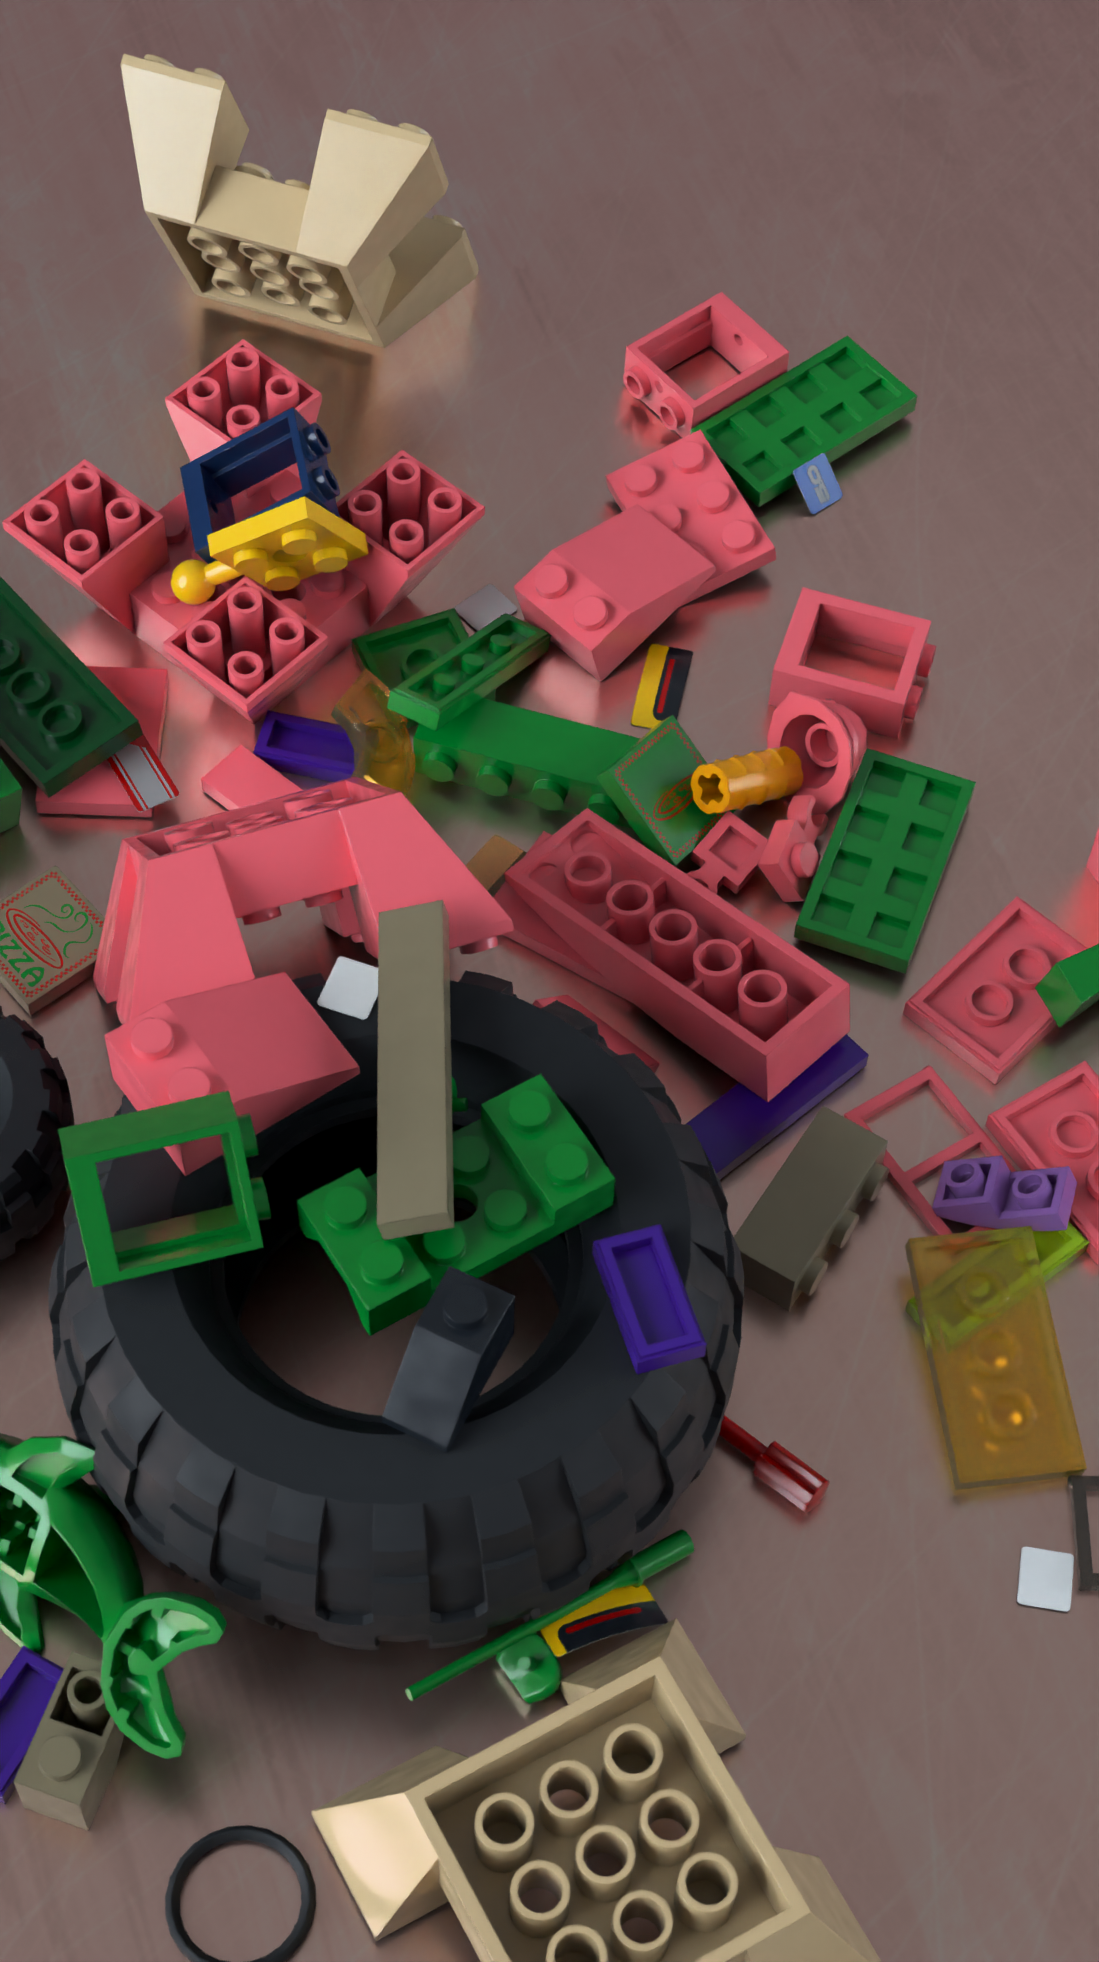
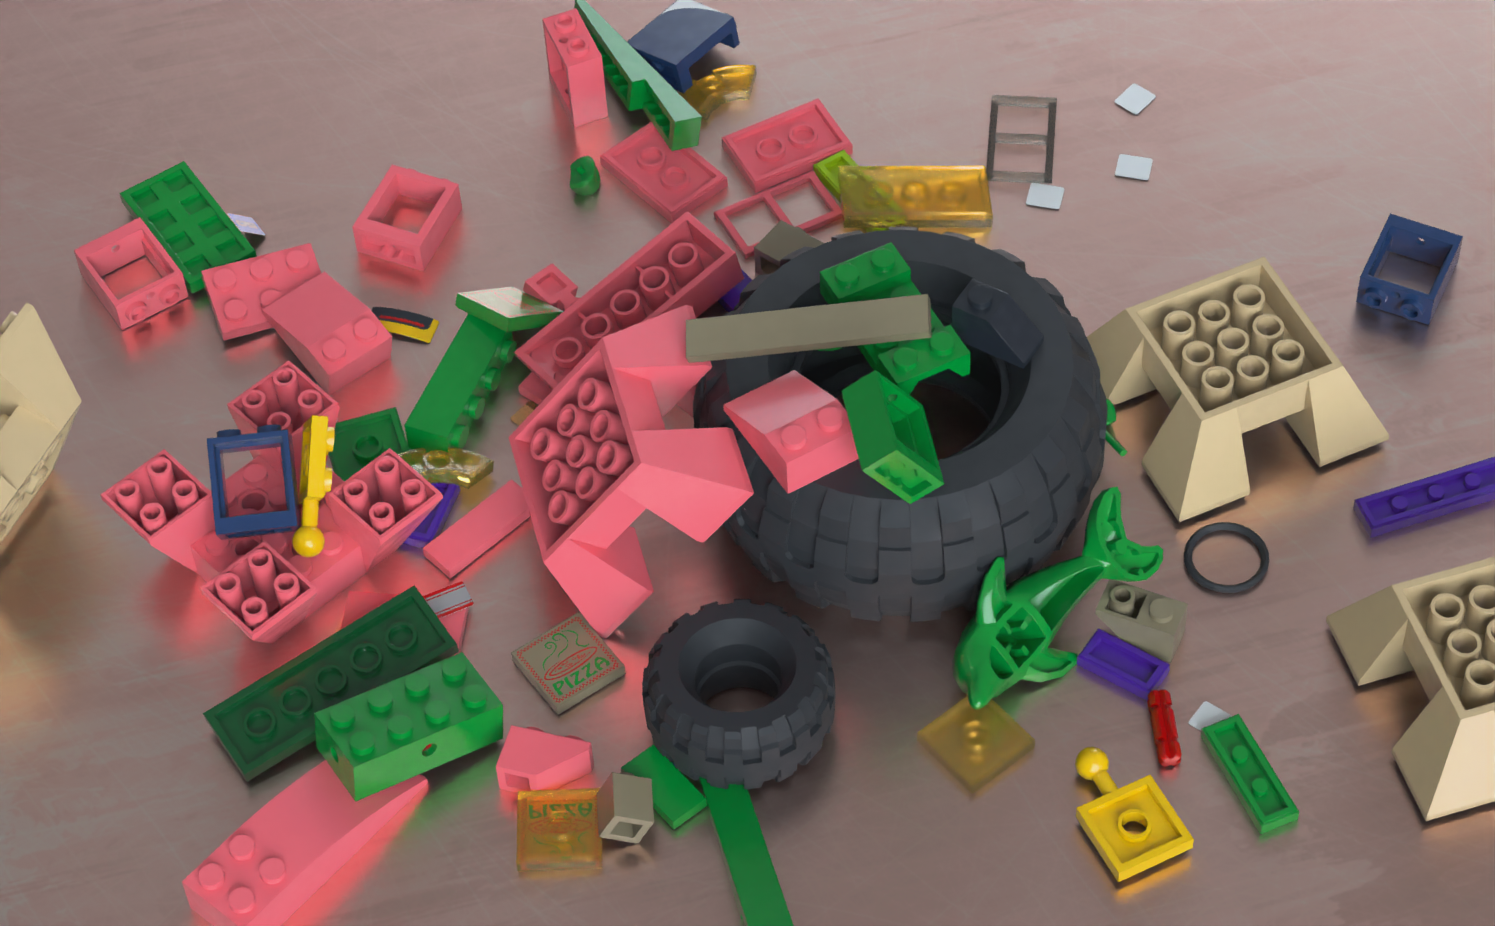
camera: 80 degrees left, 5 degrees down
(350, 988) = (734, 376): white sticker -> none
(469, 671) = (396, 405): green tile -> none
(649, 1299) = (954, 247): dark purple tile -> none
(746, 779) = (503, 269): light orange axle -> none
(790, 852) = (561, 255): coral plate -> none
(827, 741) = (486, 235): coral piece -> none
(885, 860) = (564, 215): green plate -> none
(973, 882) = (584, 176): none -> green piece
(993, 1197) = (814, 179): medium lavender slope -> none

